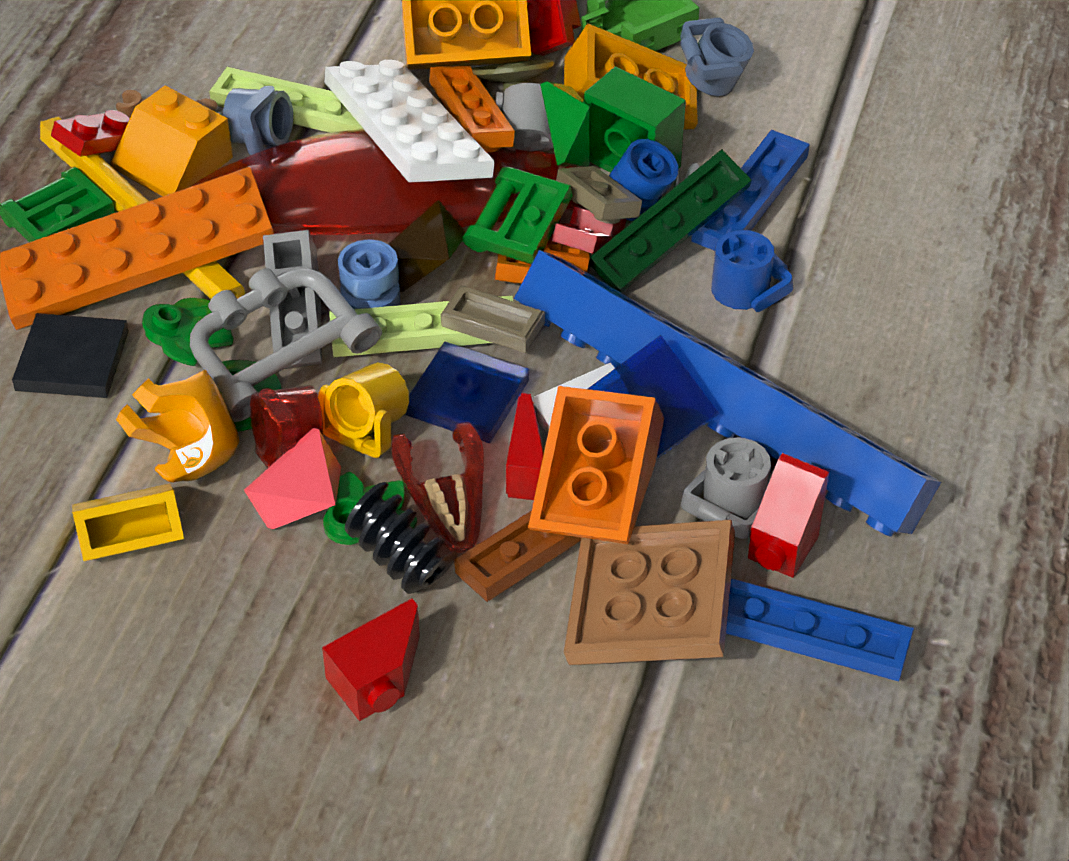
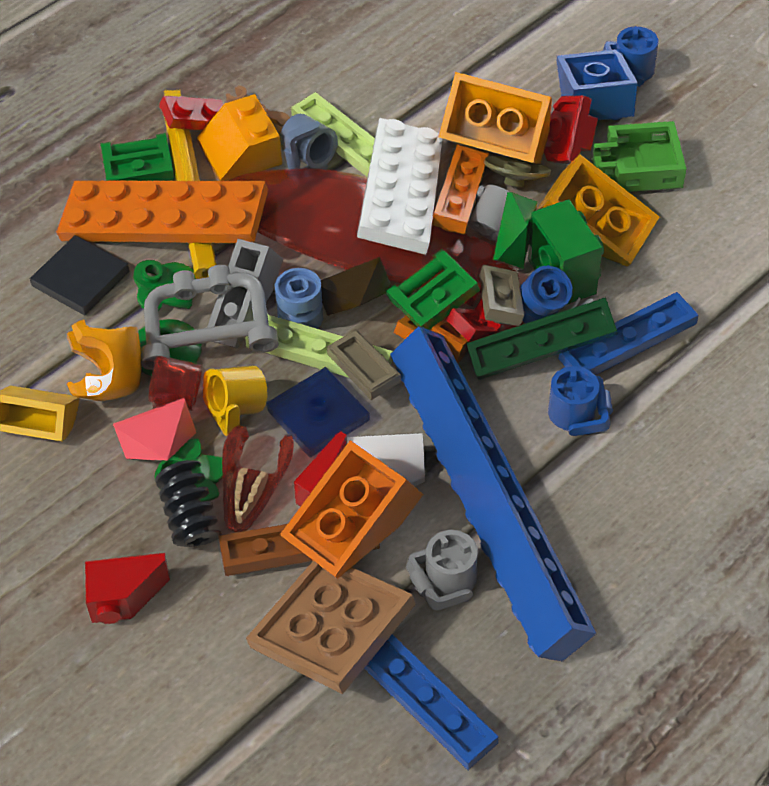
camera: 30 degrees right, 5 degrees up
(661, 375) = (435, 470): clear blue plate -> none
(718, 57) = (672, 217): sand blue piece -> none
(788, 516) = (462, 611): slope -> none

